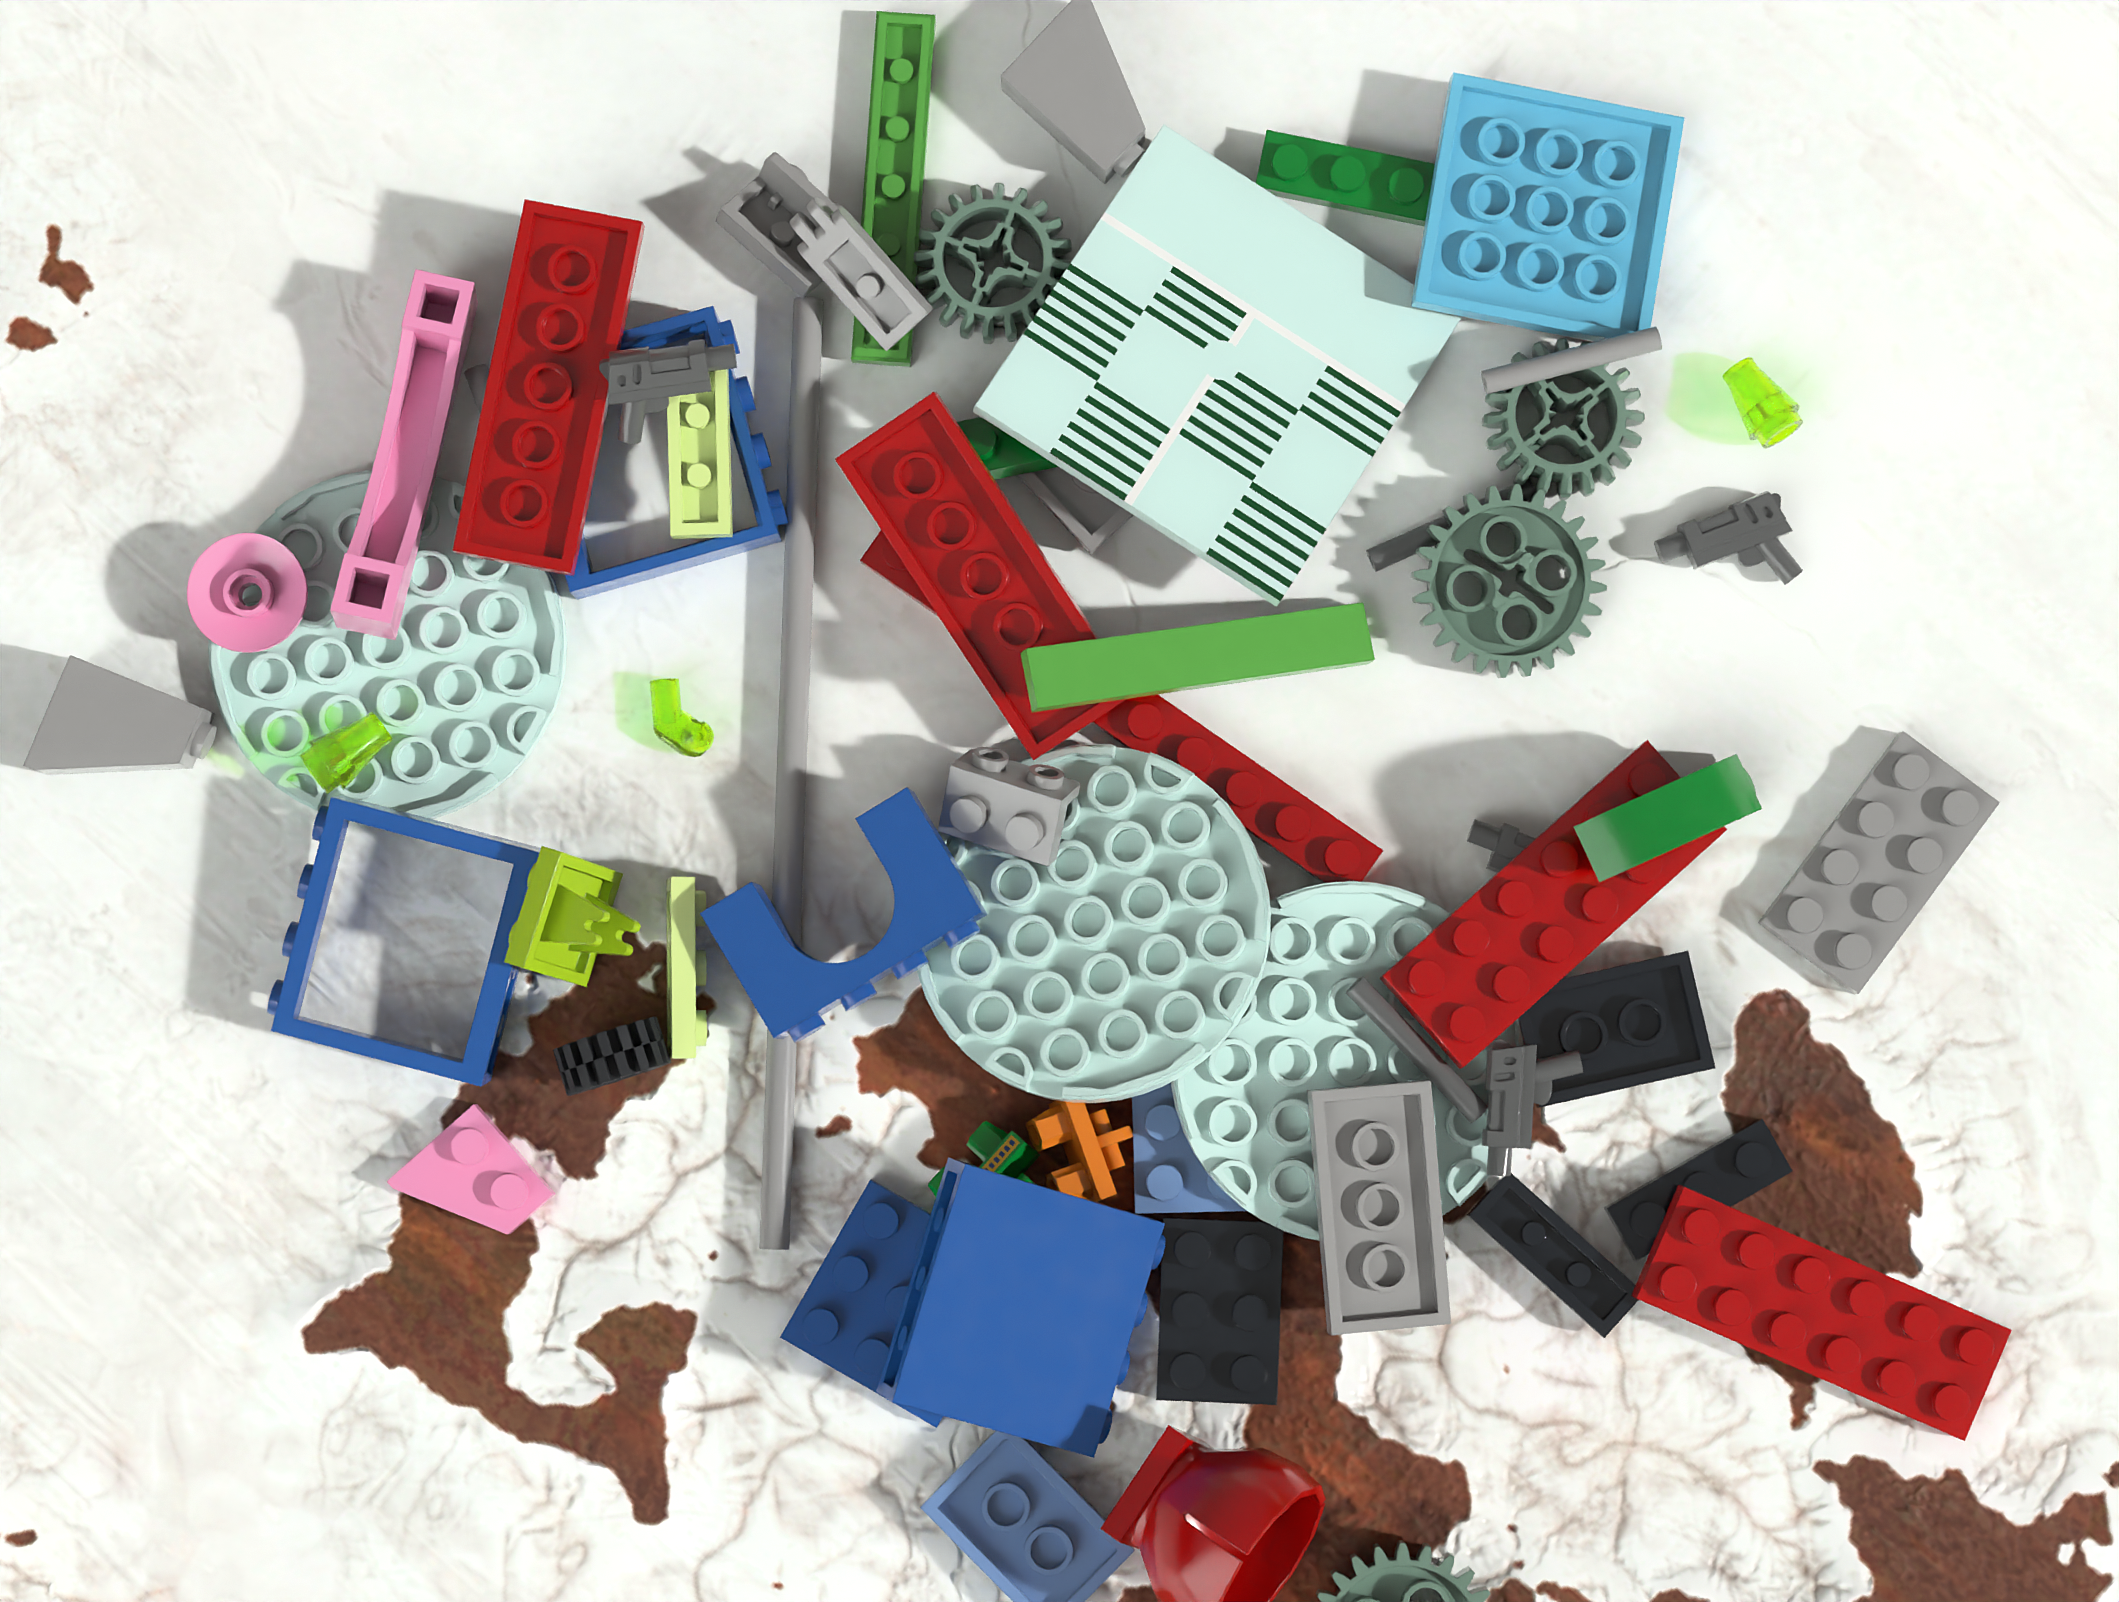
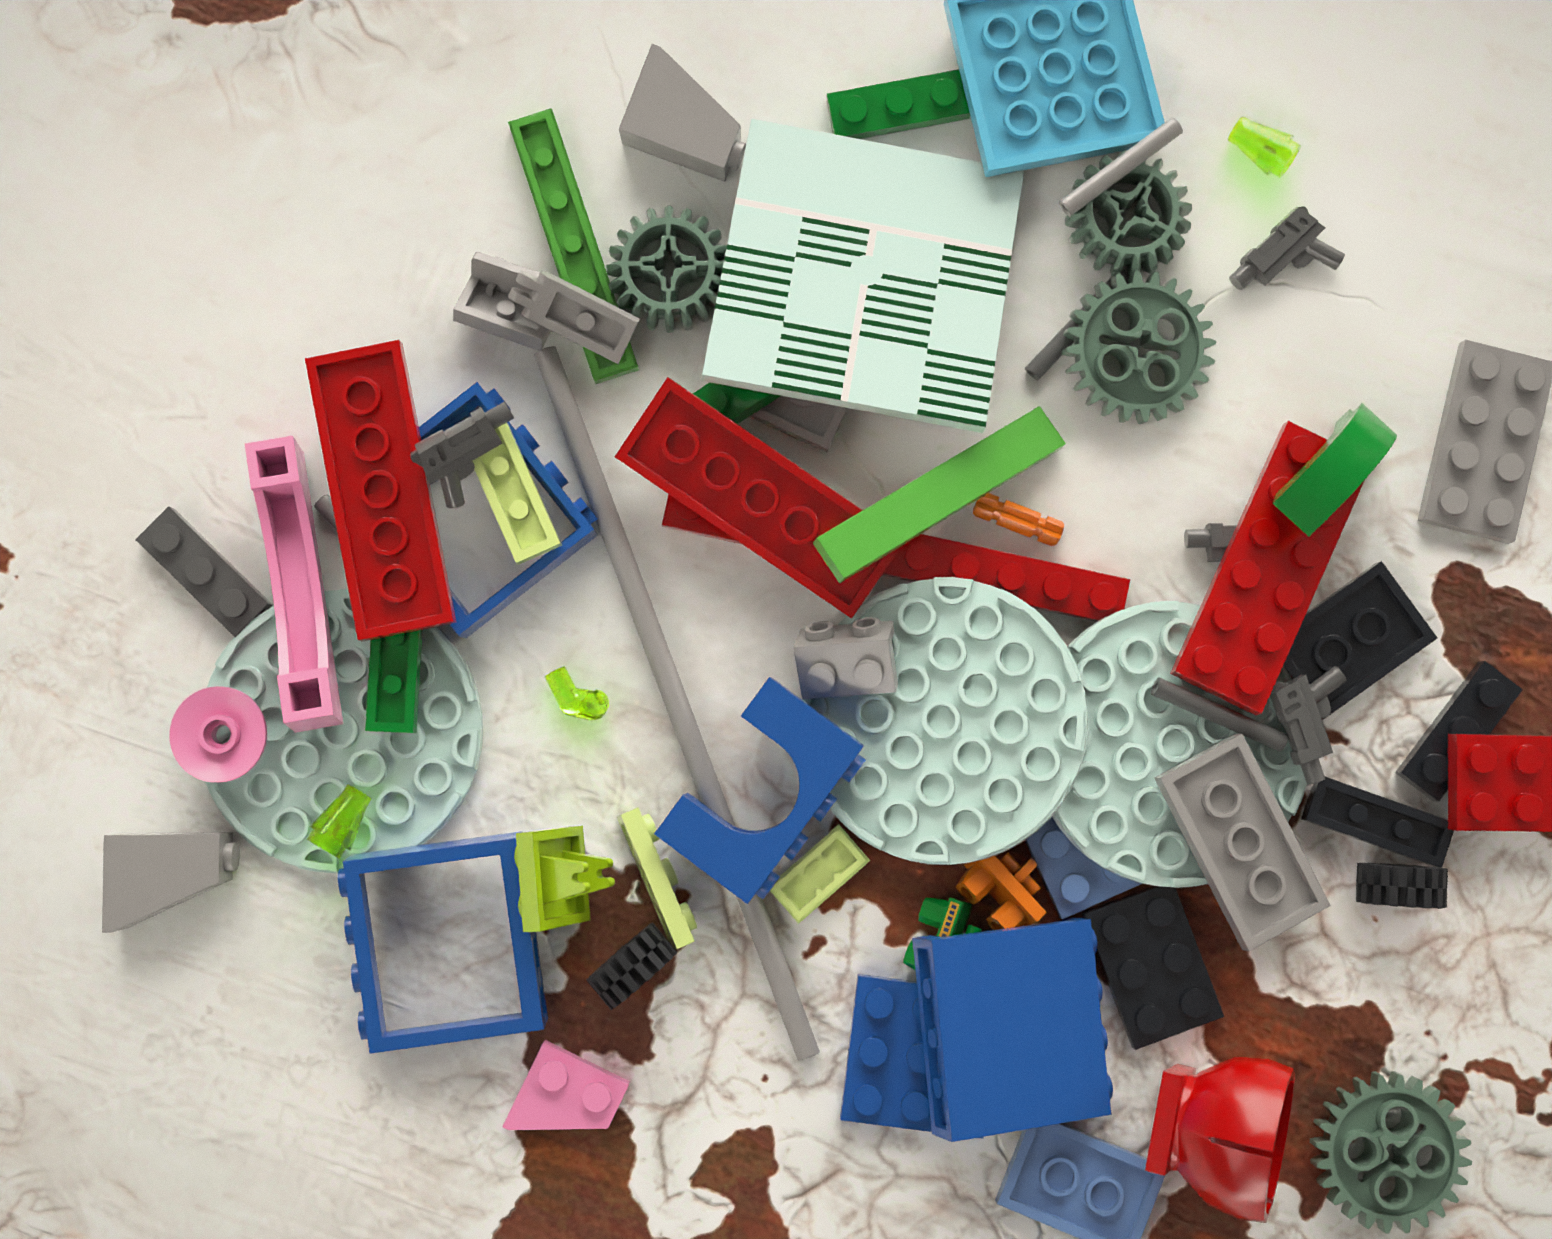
camera: 30 degrees left, 0 degrees up
(305, 395) = (203, 571): none -> dark grey plate
(473, 617) = (394, 683): none -> green plate
(873, 1042) = (819, 873): none -> yellowish green plate
(1282, 726) = (1019, 519): none -> orange axle
(1545, 1335) = (1402, 885): none -> black tyre

